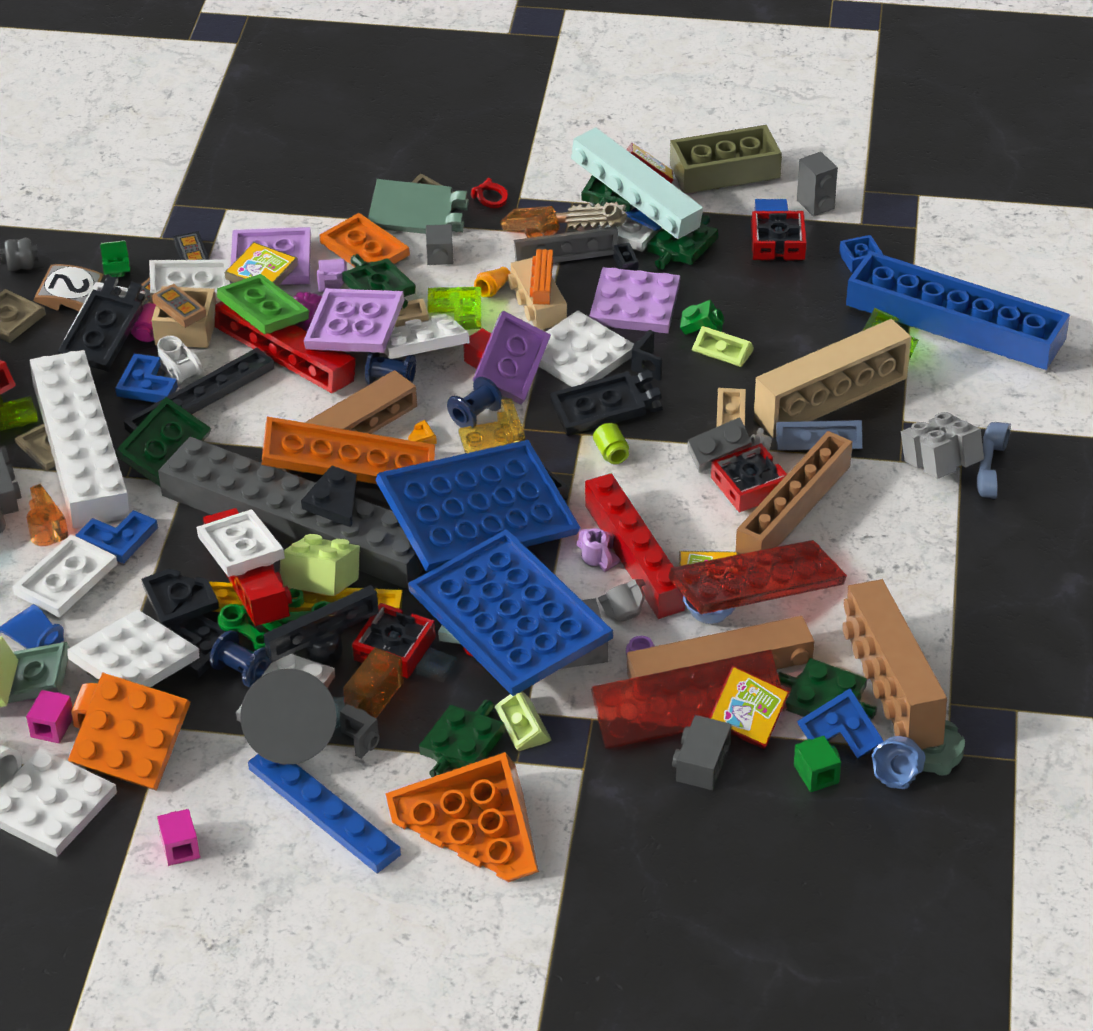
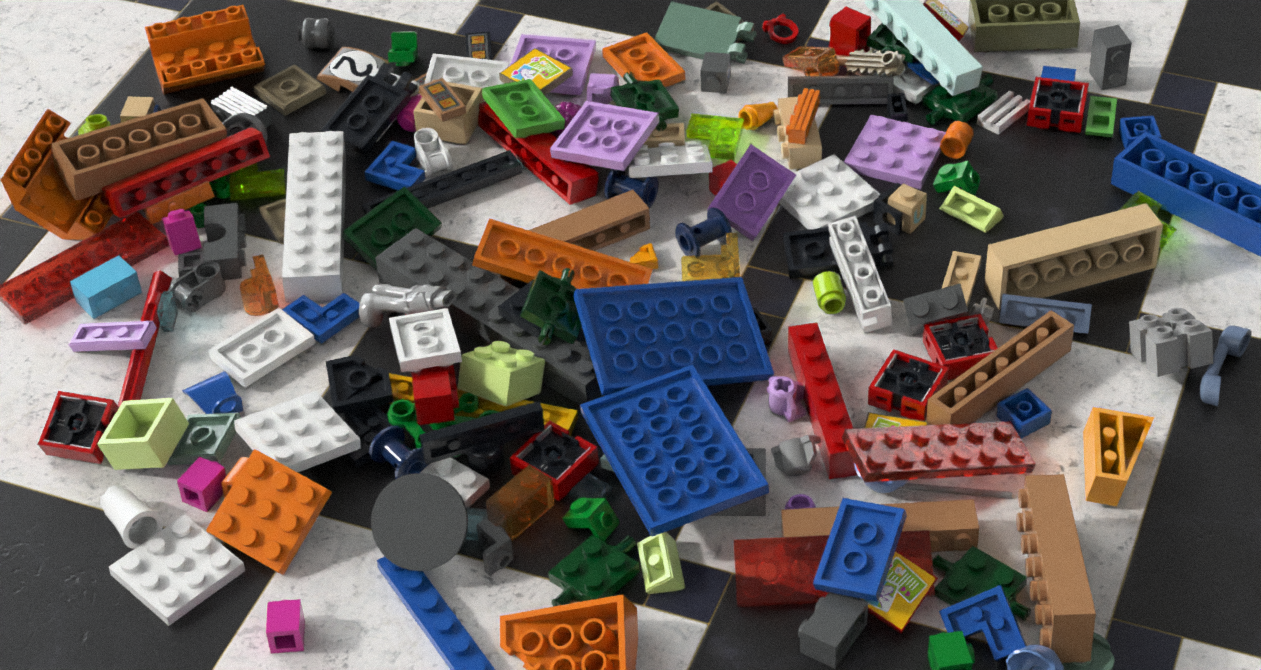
camera: 15 degrees right, 0 degrees up
(210, 508) = (392, 299): none -> light grey piece
(358, 493) = (553, 307): none -> dark green plate
(445, 685) = (592, 514): none -> green bracket
(563, 188) = (849, 31): none -> red brick
(638, 422) = (860, 274): none -> white brick
(668, 348) = (911, 204): none -> tan brick
(691, 281) = (956, 139): none -> orange wheel
(710, 520) = (906, 384): none -> piece
(715, 676) = (860, 549): none -> blue plate
(723, 248) = (1000, 110): none -> white tile
(781, 610) = (958, 490): none -> light grey axle
(820, 242) = (1101, 116): none -> bright green slope
(824, 529) = (1025, 412): none -> blue piece
(914, 554) = (1110, 452): none -> light orange wedge

